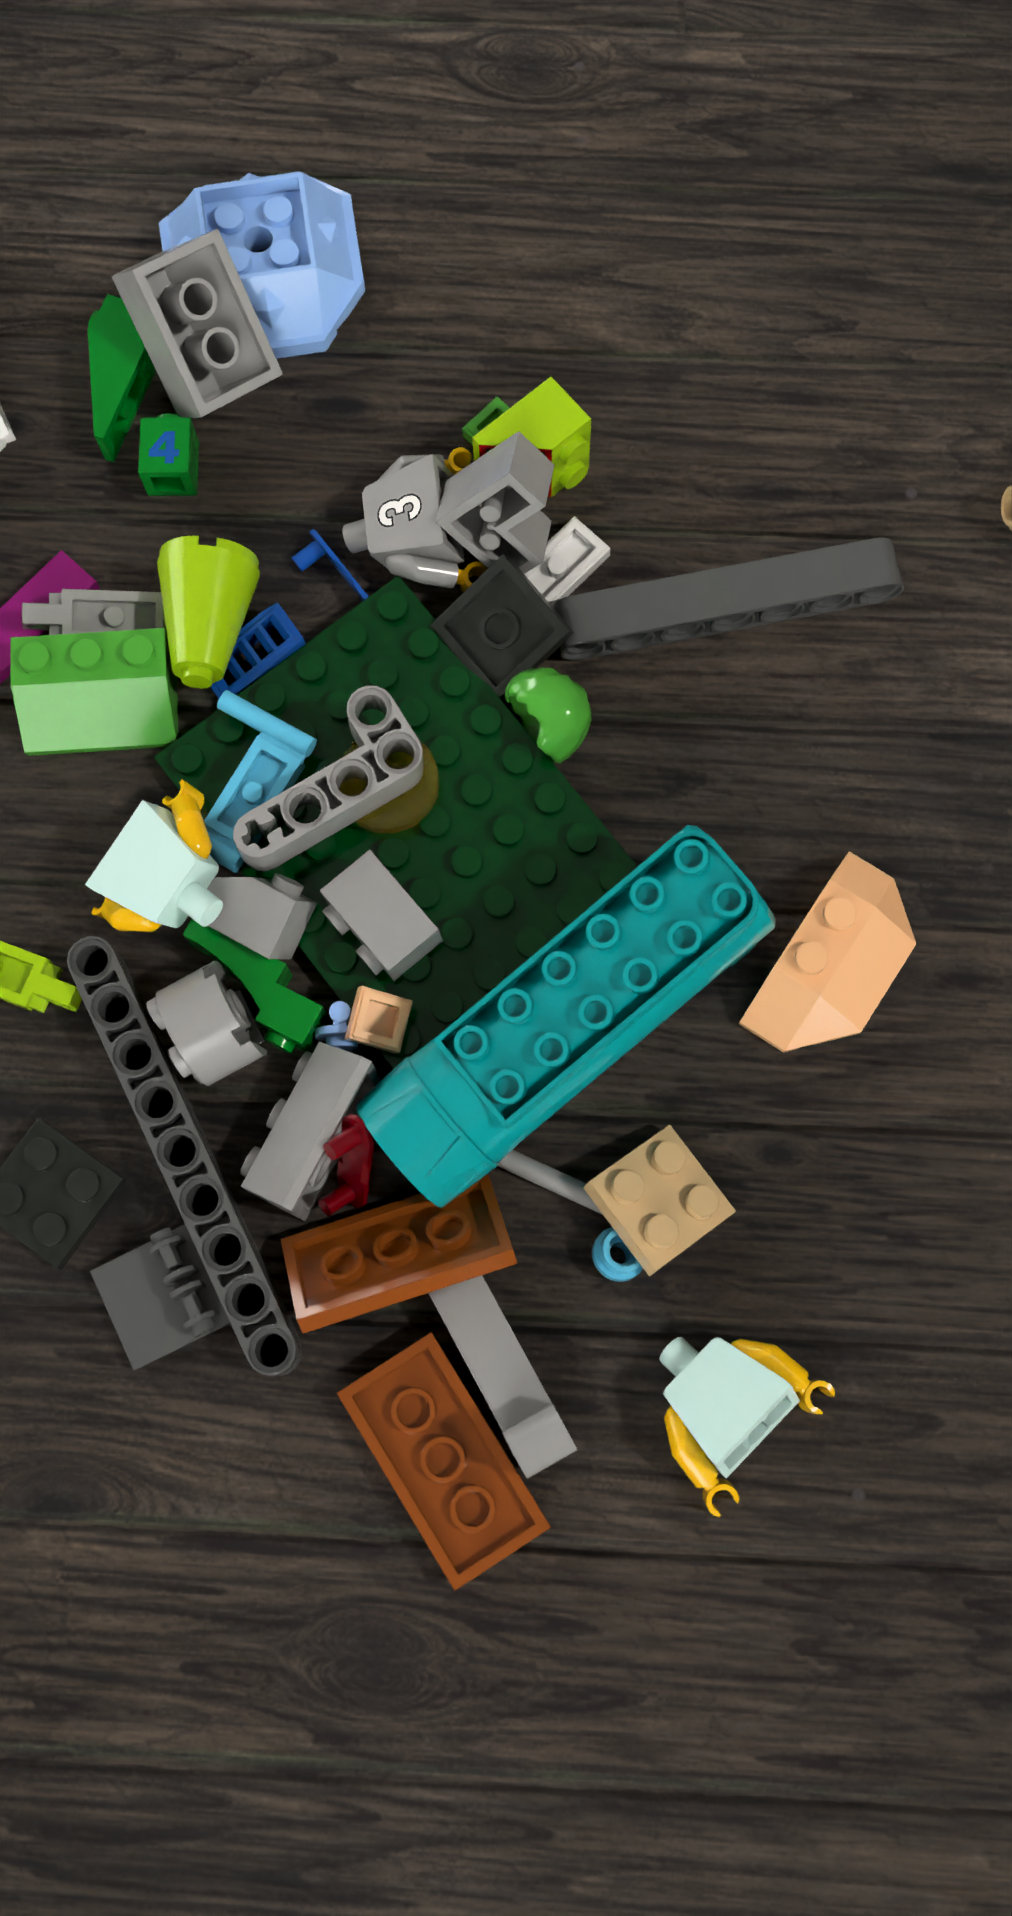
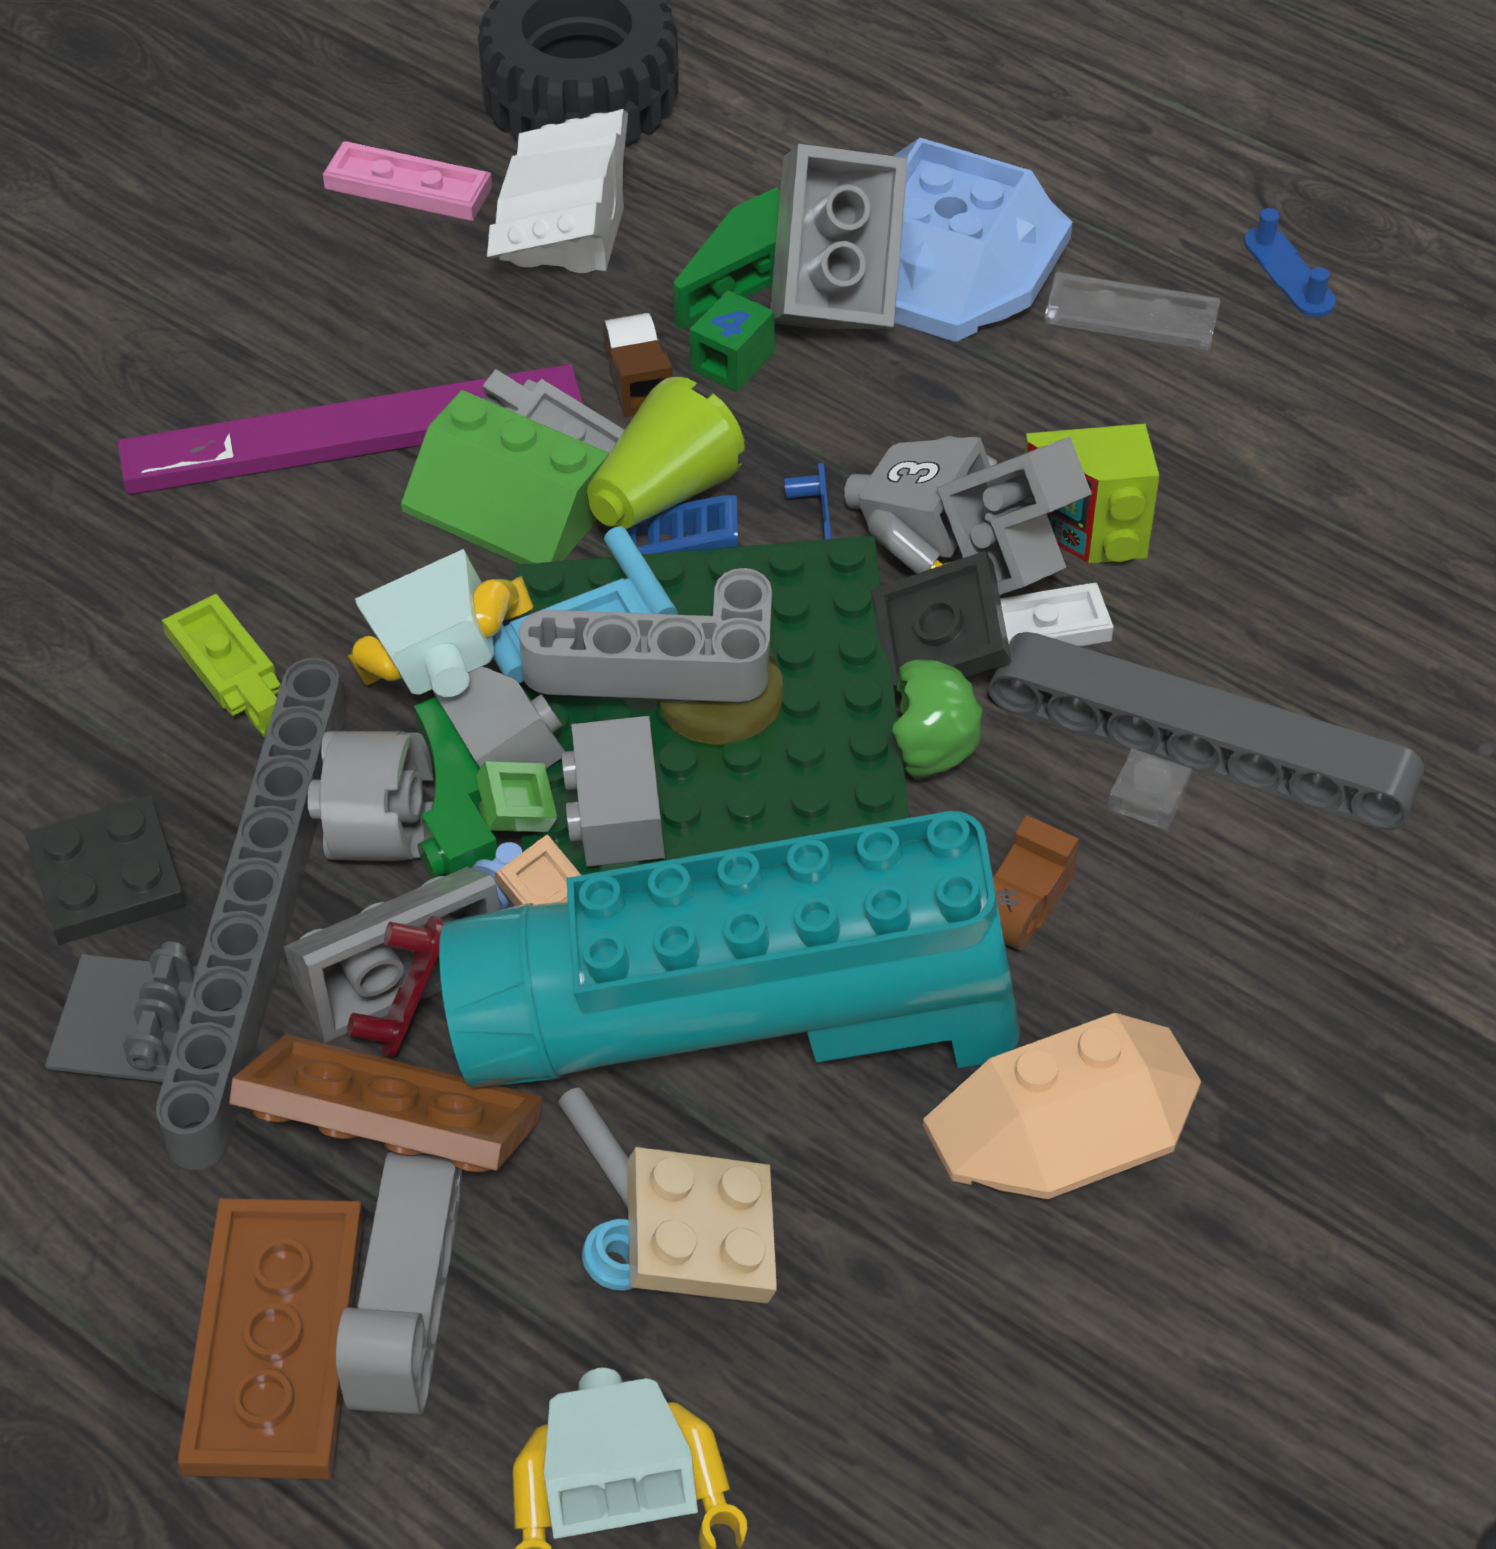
camera: 30 degrees right, 25 degrees down
(111, 519) = (634, 357): none -> reddish brown leg
(312, 964) = (515, 796): none -> bright green tile
(438, 246) = (1132, 310): none -> clear tile
(508, 130) = (1281, 261): none -> blue piece
(692, 792) = (1033, 879): none -> dark orange leg
(718, 668) = (1149, 789): none -> clear plate

